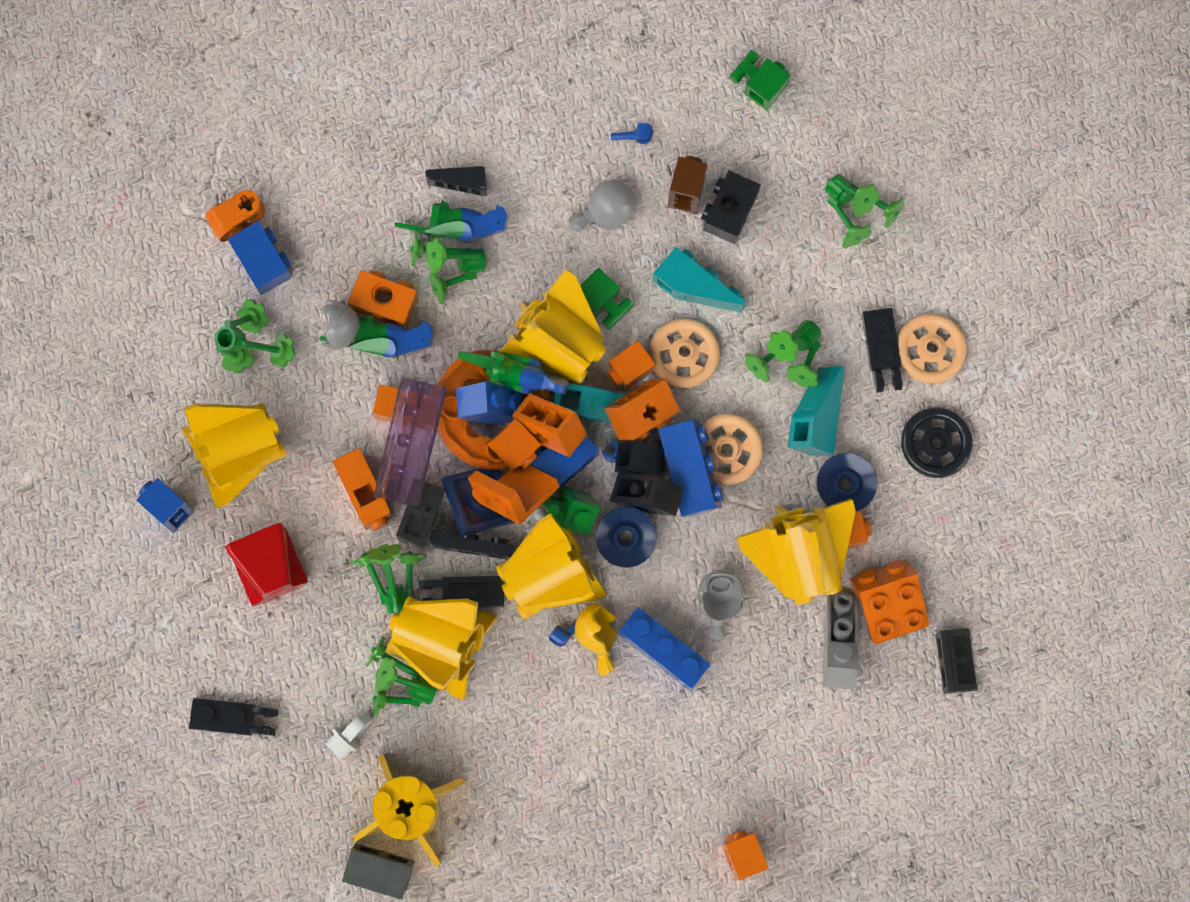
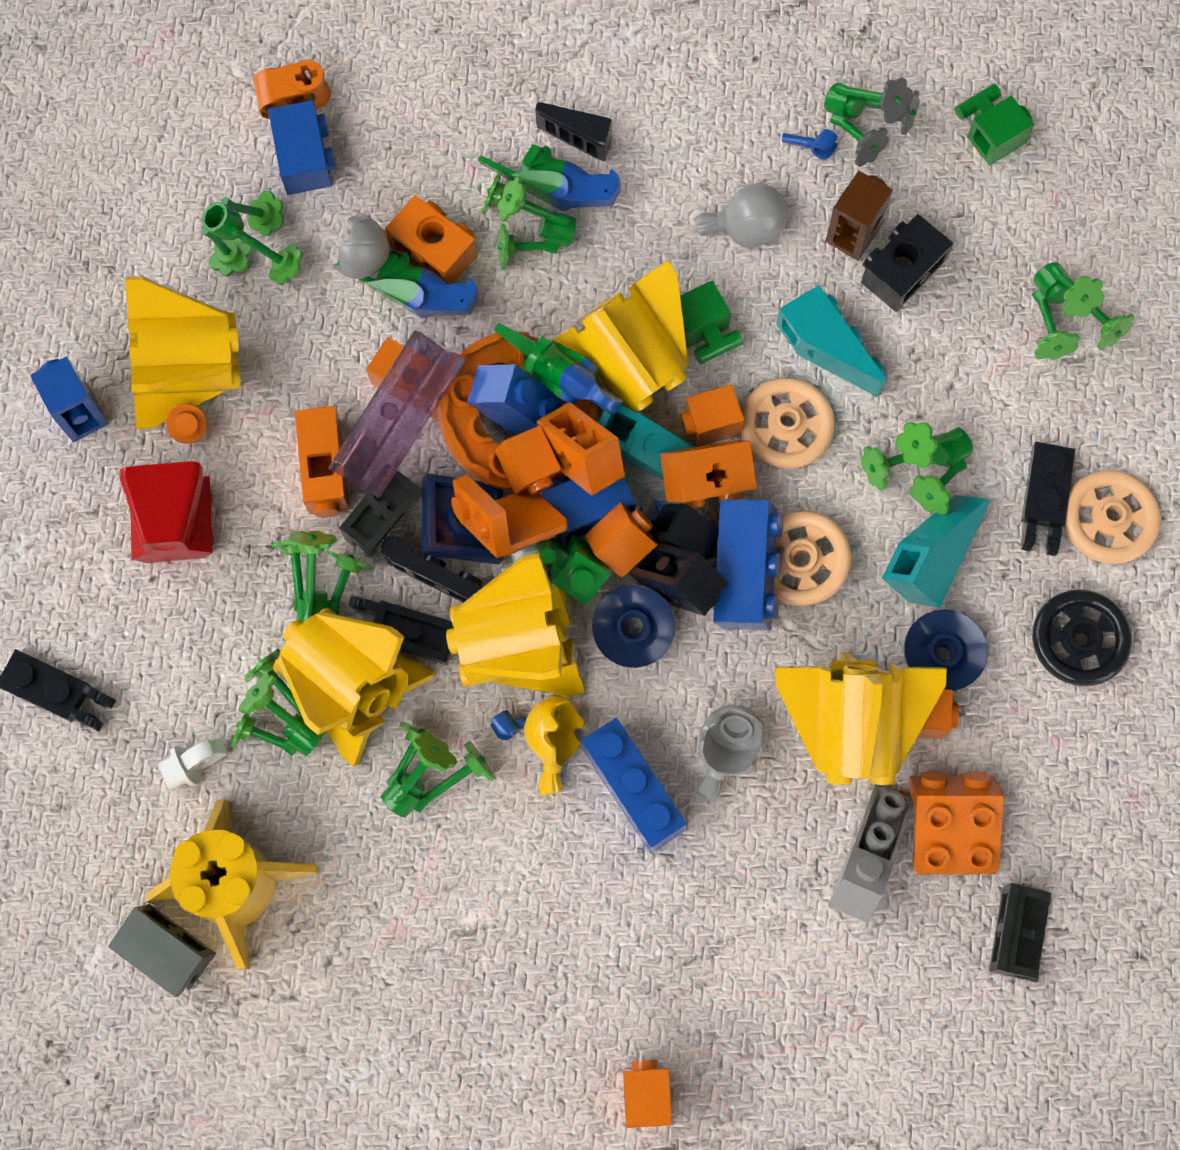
camera: 25 degrees right, 5 degrees down
(254, 493) = (186, 423): none -> orange plate
(508, 706) = (405, 788): none -> plant
(598, 478) = (622, 539): none -> orange brick
(651, 97) = (848, 102): none -> plant

